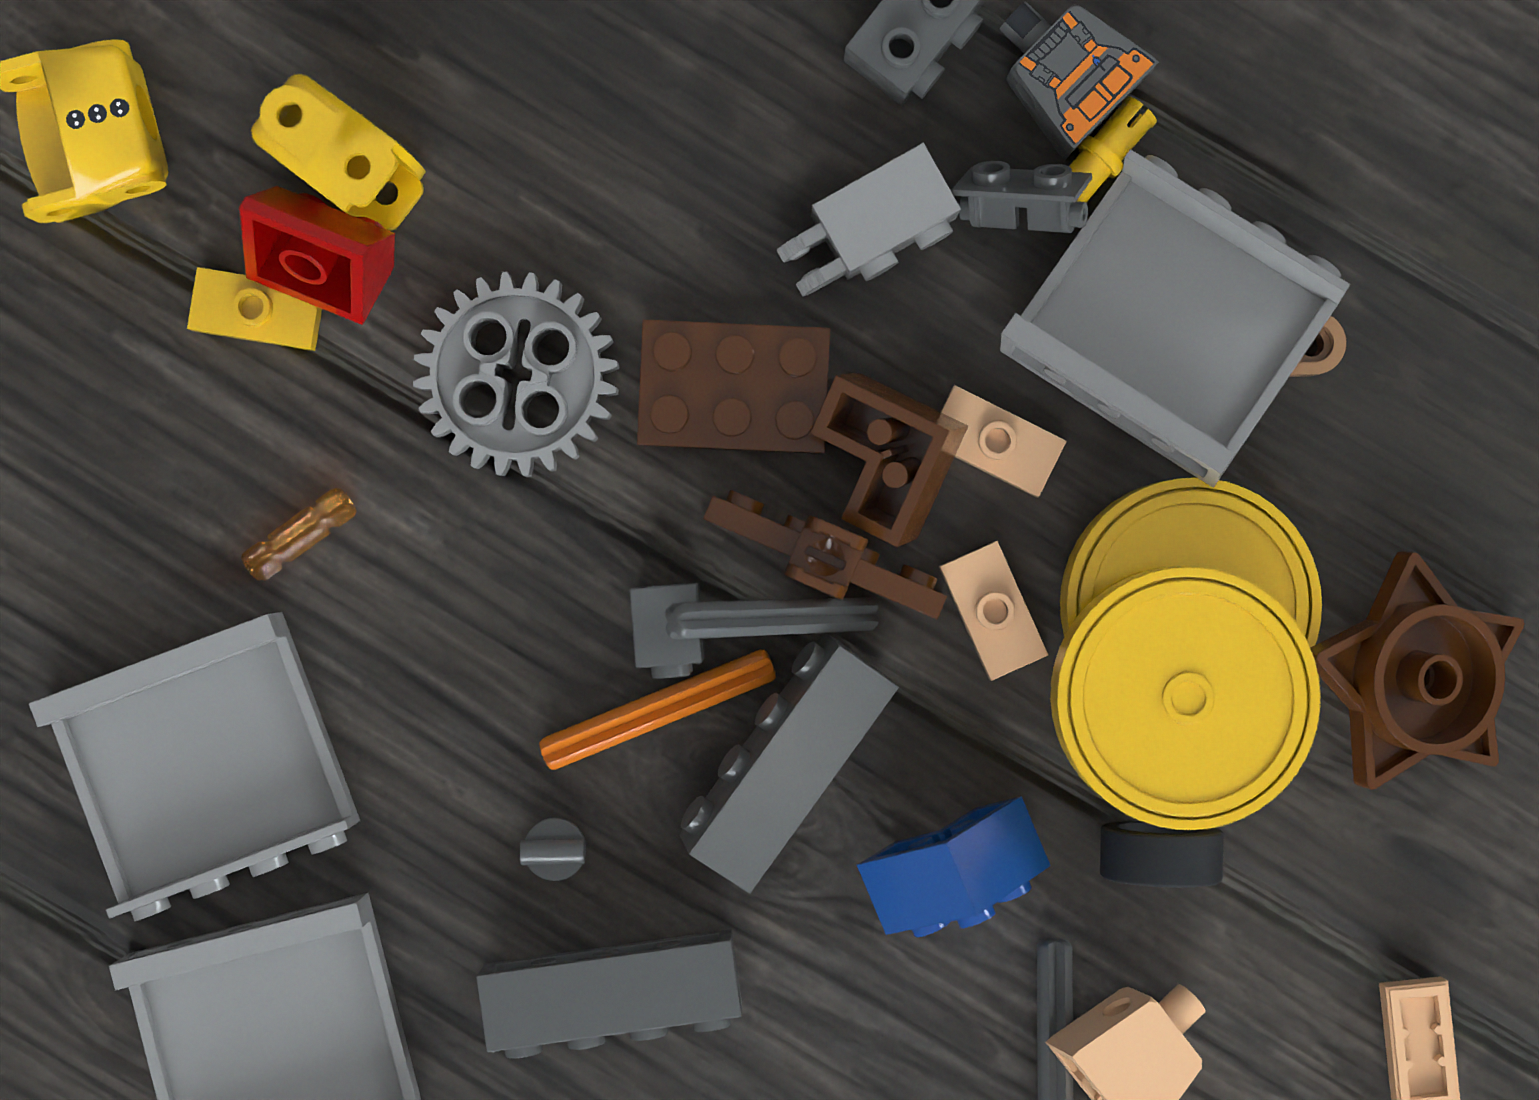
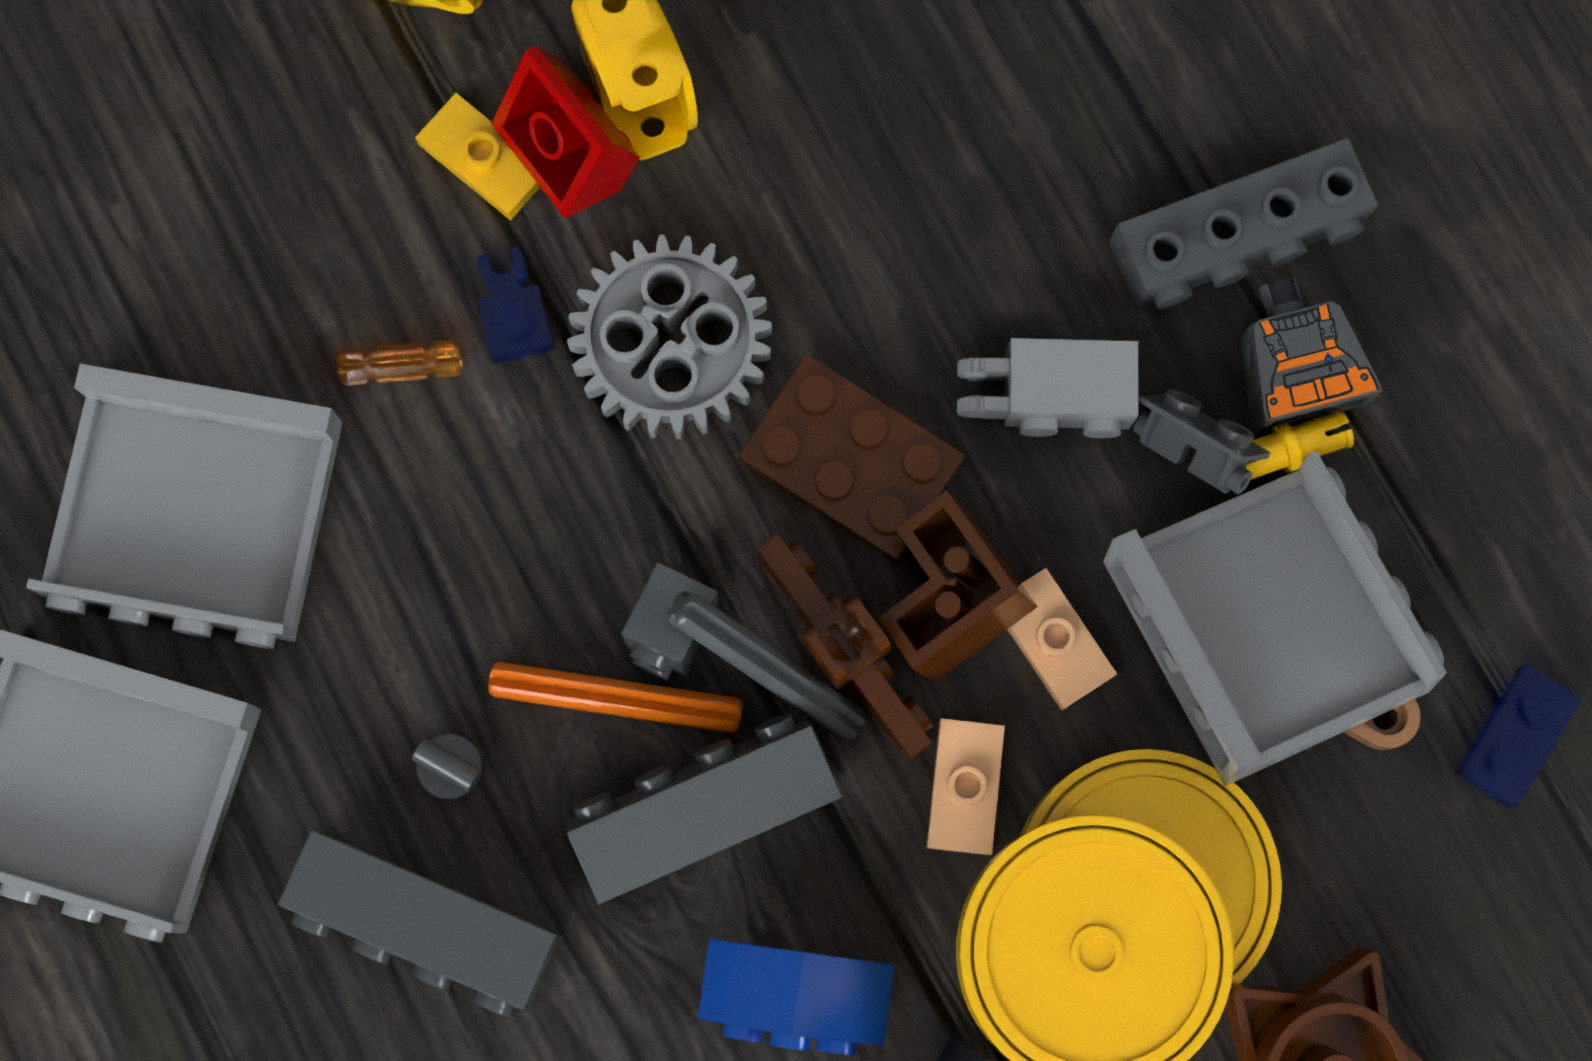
camera: 25 degrees right, 10 degrees down
(370, 434) = (515, 315): none -> clear blue plate
(1432, 291) = (1519, 736): none -> clear blue plate

